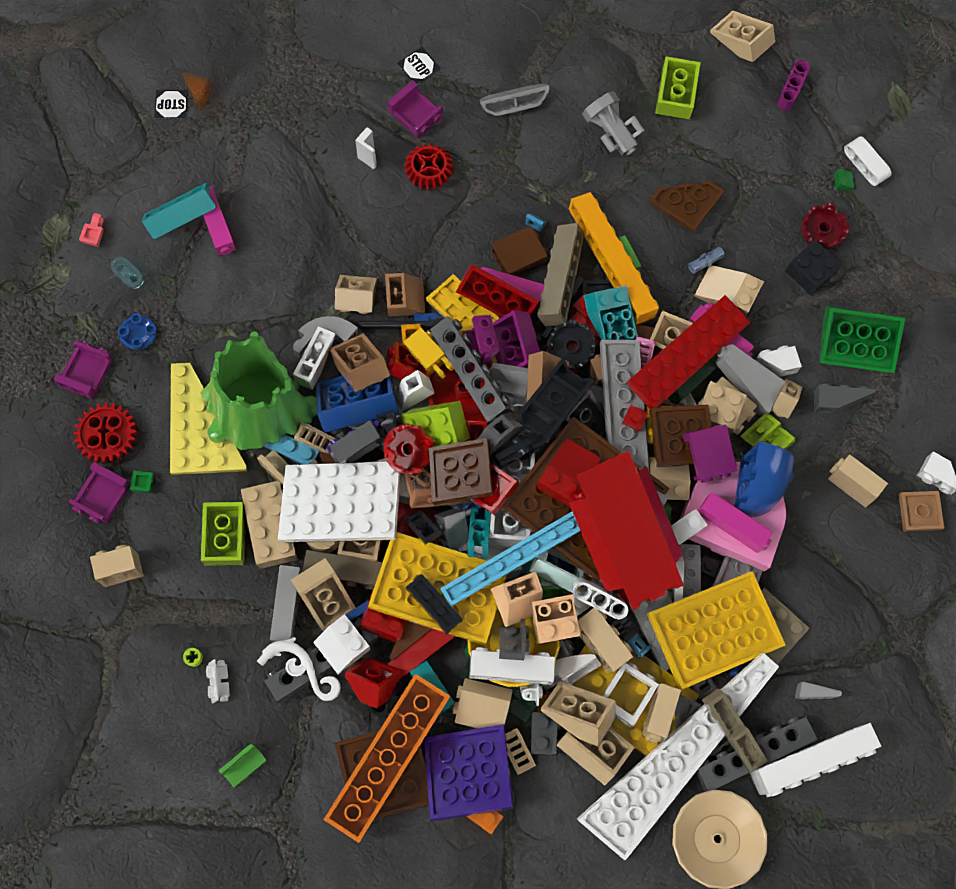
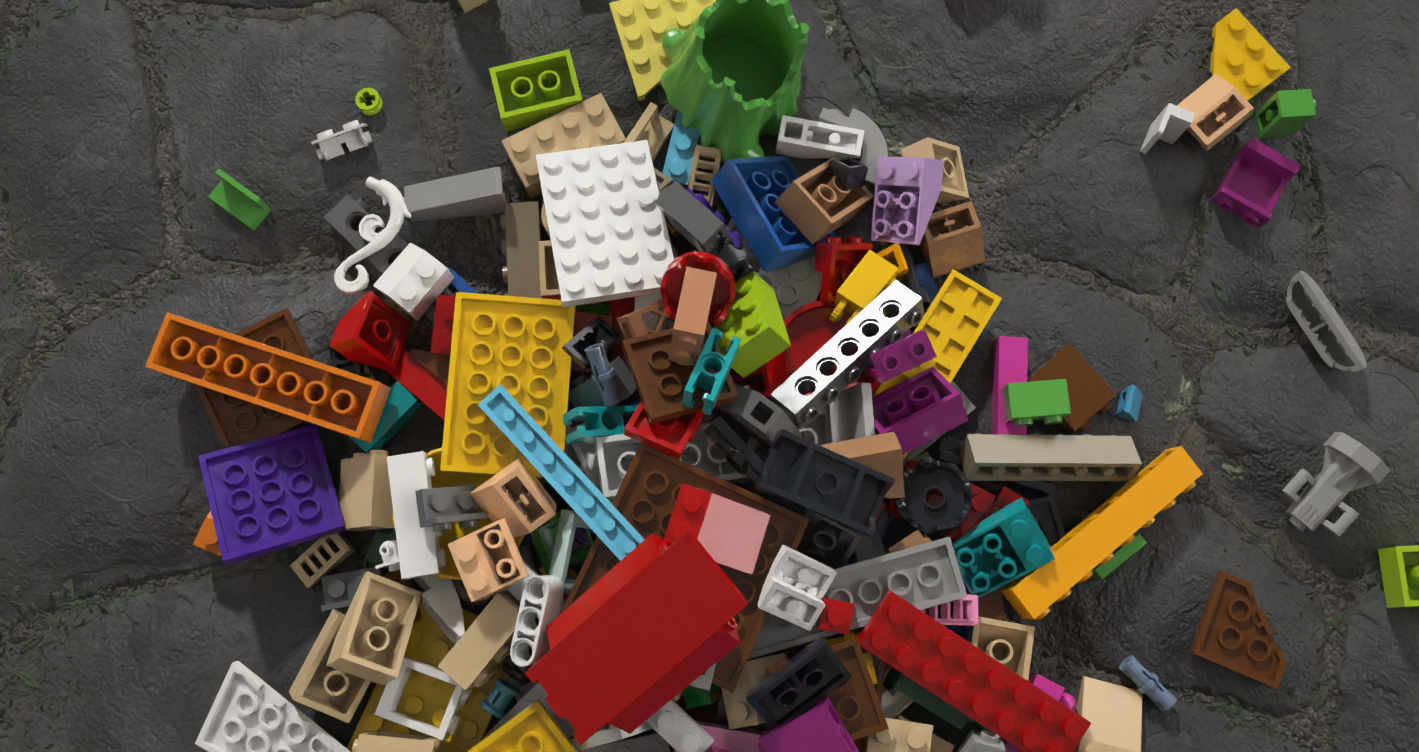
camera: 80 degrees right, 5 degrees up
(323, 593) = (475, 235): tan brick -> none
(333, 94) = (1244, 56): none -> yellow plate
(344, 342) = (849, 172): none -> black slope
(362, 115) = (1217, 109): none -> light nougat slope
(372, 313) = (905, 198): none -> lavender slope
(377, 78) = (1285, 113): none -> bright green brick
(414, 390) = (803, 286): white slope -> none
(418, 65) = (1332, 172): sticker -> none
(428, 175) = (1181, 209): red gear -> none
(430, 451) = (692, 316): none -> nougat brick
(434, 604) = (476, 381): black plate -> none
(449, 522) = (603, 374): none -> sand blue pin
(466, 441) = (706, 380): none -> teal piece
(494, 293) = (983, 362): red slope -> none
(525, 271) = (1036, 402): none -> bright green brick
(613, 434) = (796, 588): none -> white slope
(671, 448) = (798, 683): none -> black slope

